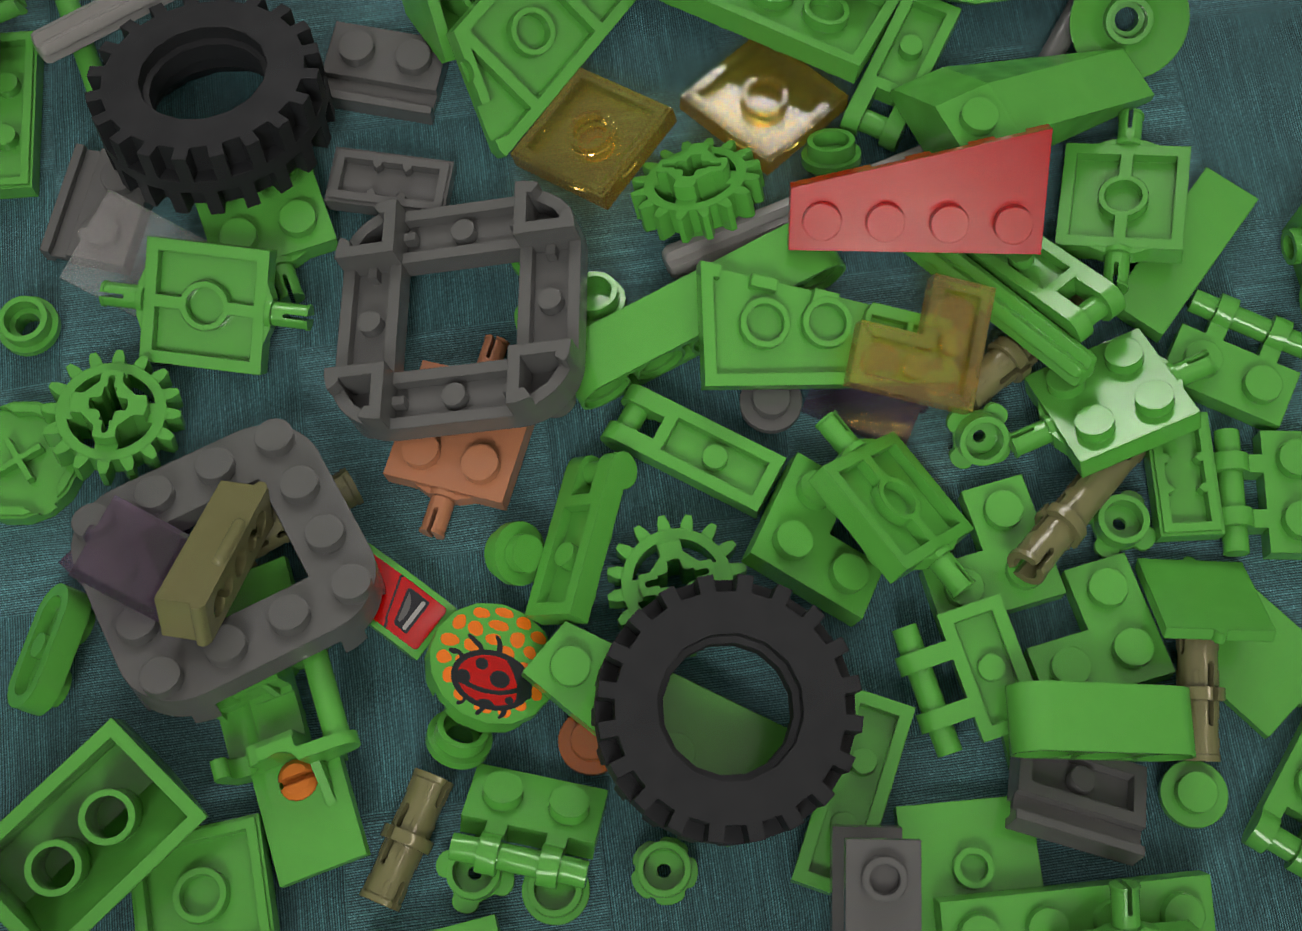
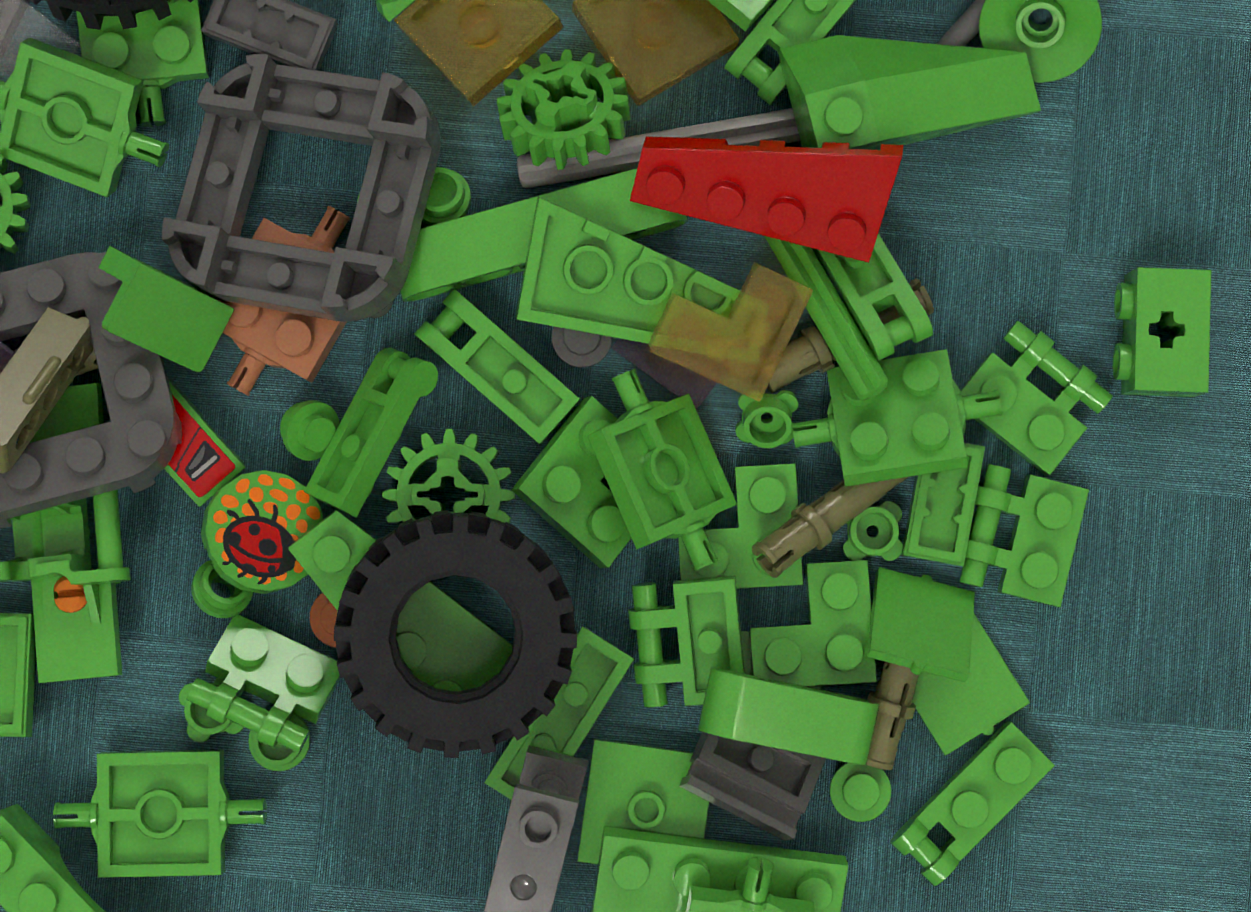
camera: 10 degrees right, 15 degrees up
(341, 455) = (163, 312): none -> bright green panel
(406, 839) = (158, 665): olive pin -> none
(668, 852) = (364, 756): bright green plate -> none
(830, 152) = (706, 97): bright green plate -> none
(1124, 200) = (972, 218): bright green plate -> none
(1162, 289) = (1017, 279): bright green tile -> none

